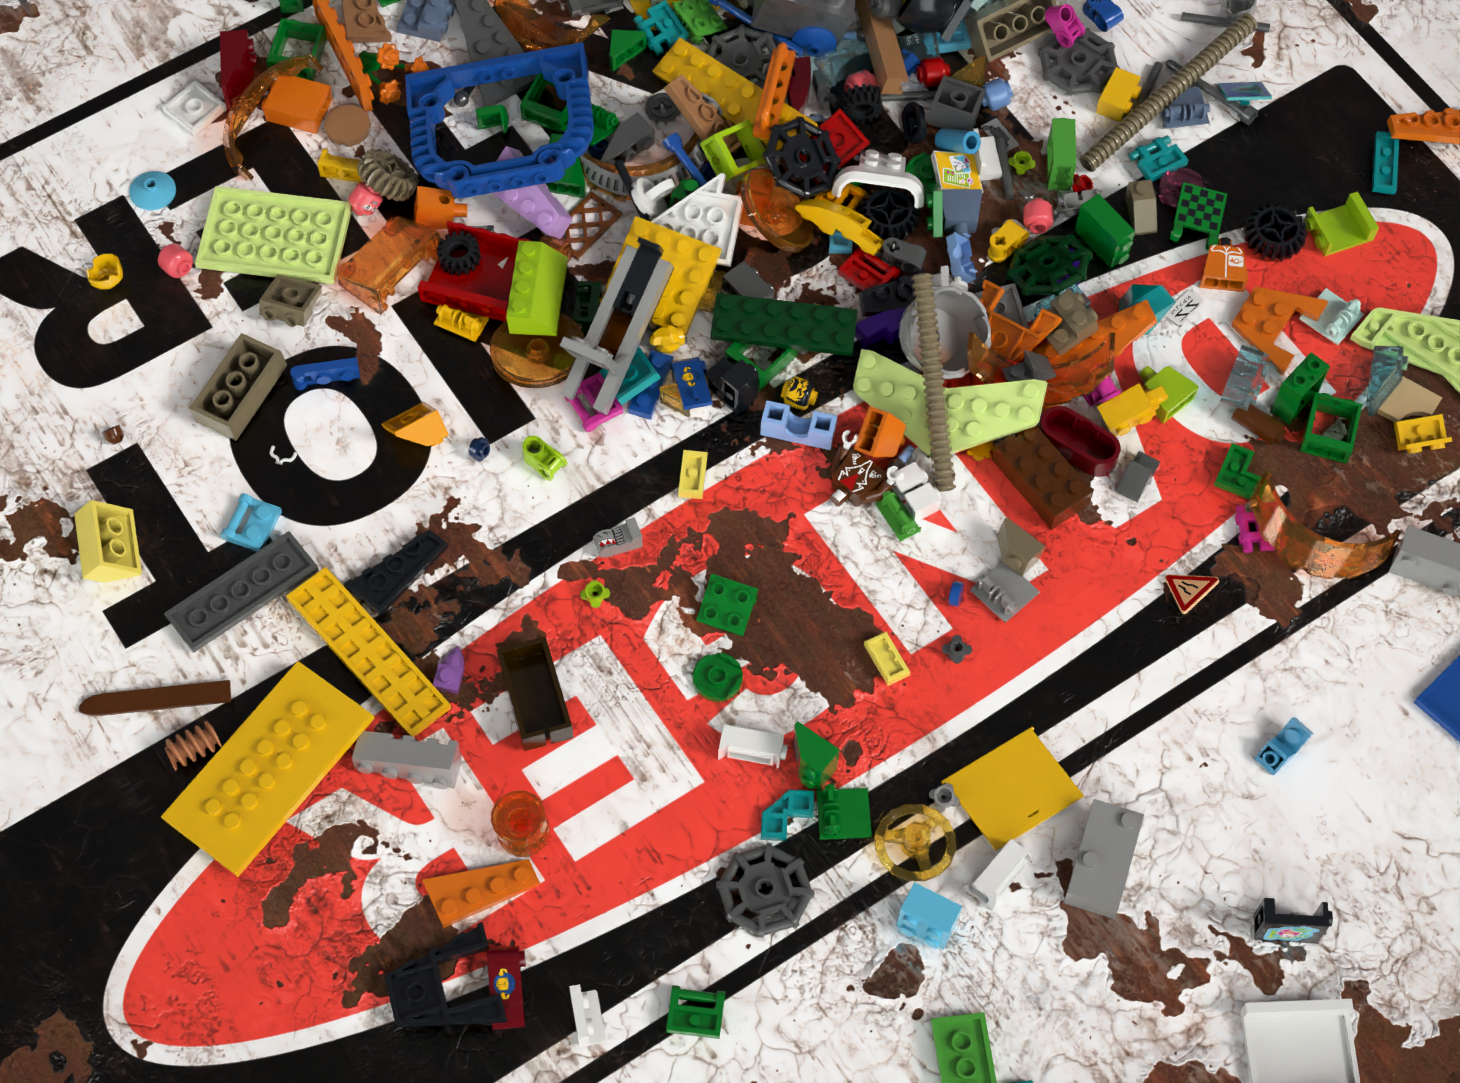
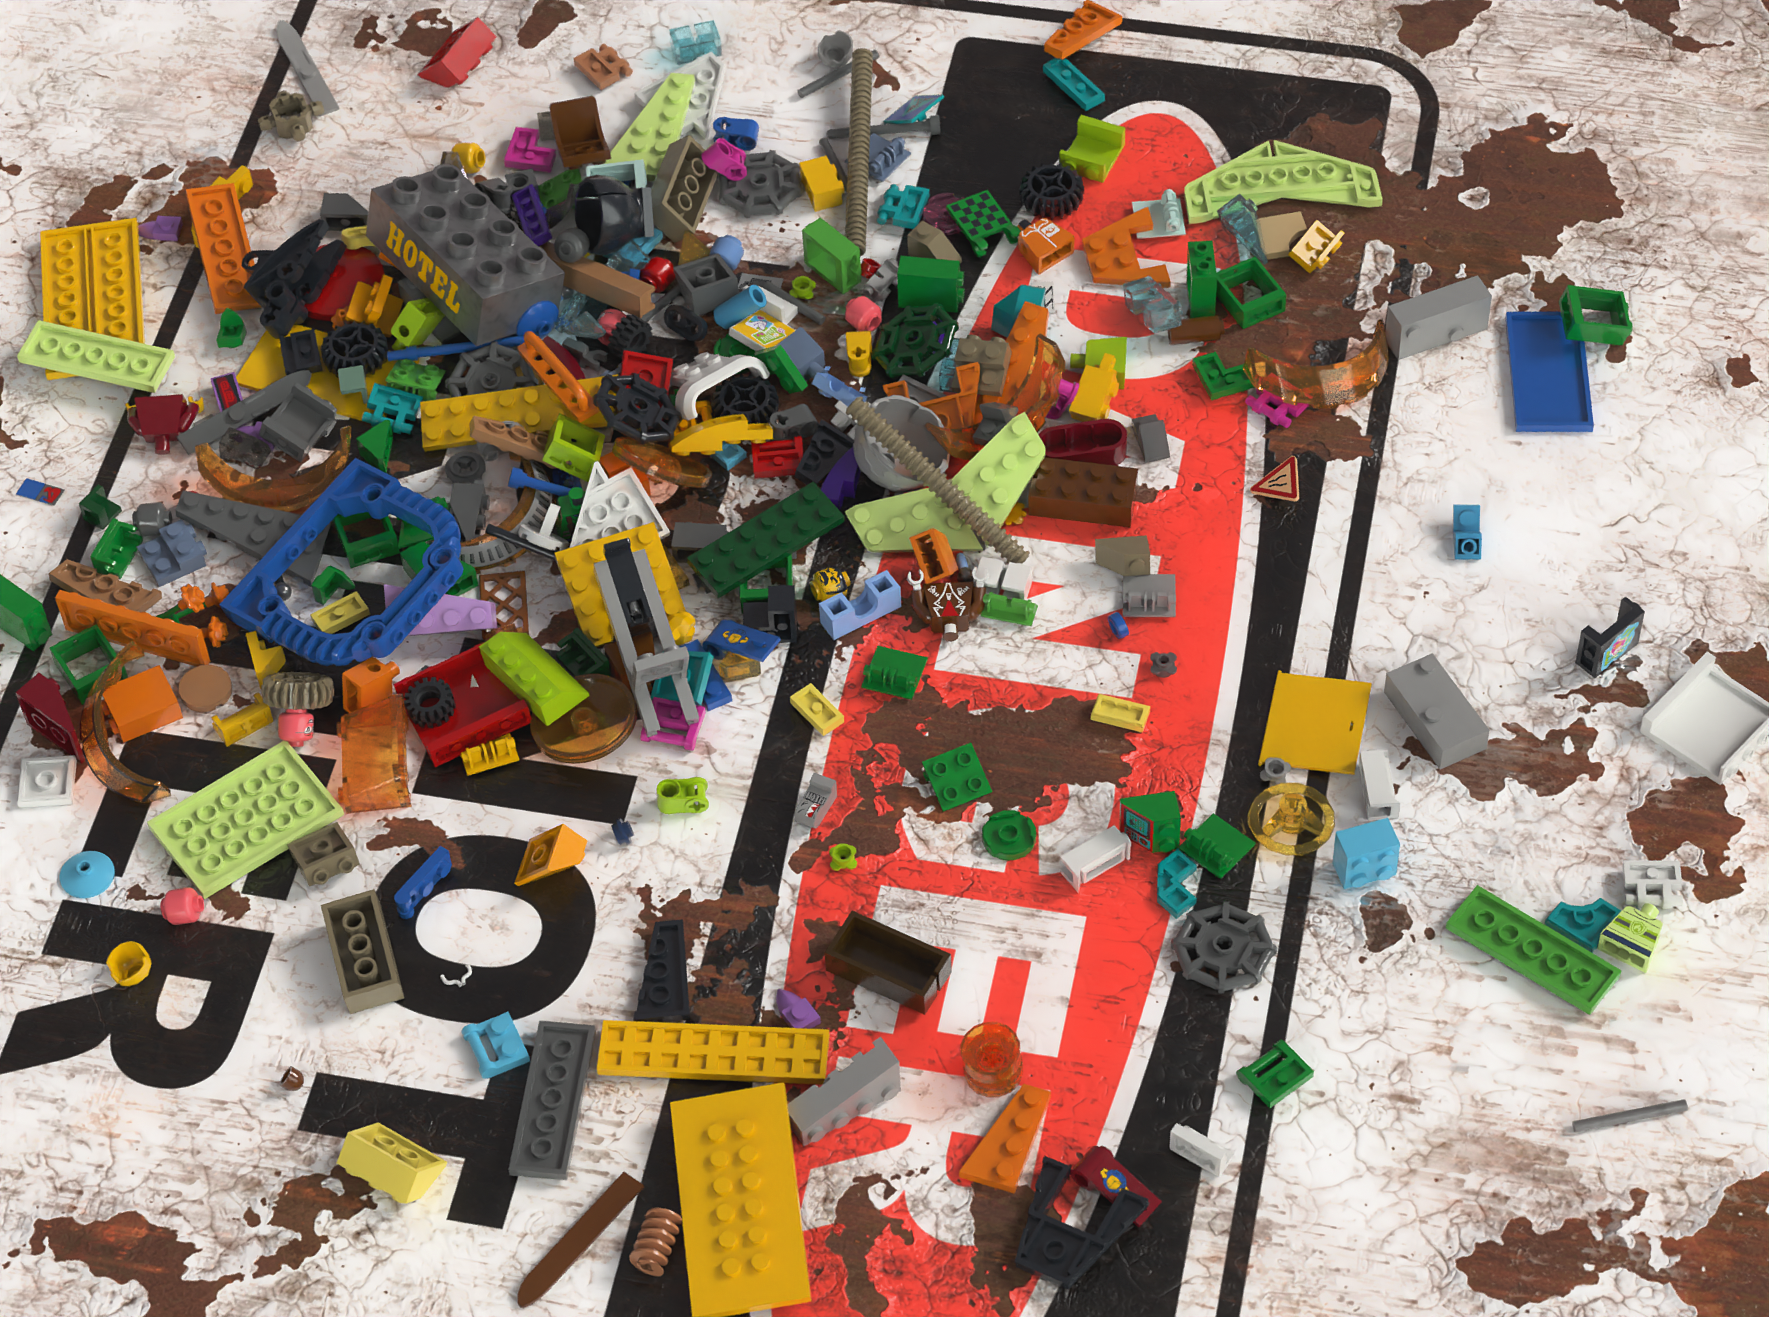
camera: 40 degrees left, 10 degrees down
(397, 136) = (265, 660): none -> yellow slope
(476, 144) = (340, 614): none -> light yellow plate
(772, 493) = (894, 672): none -> green hinge

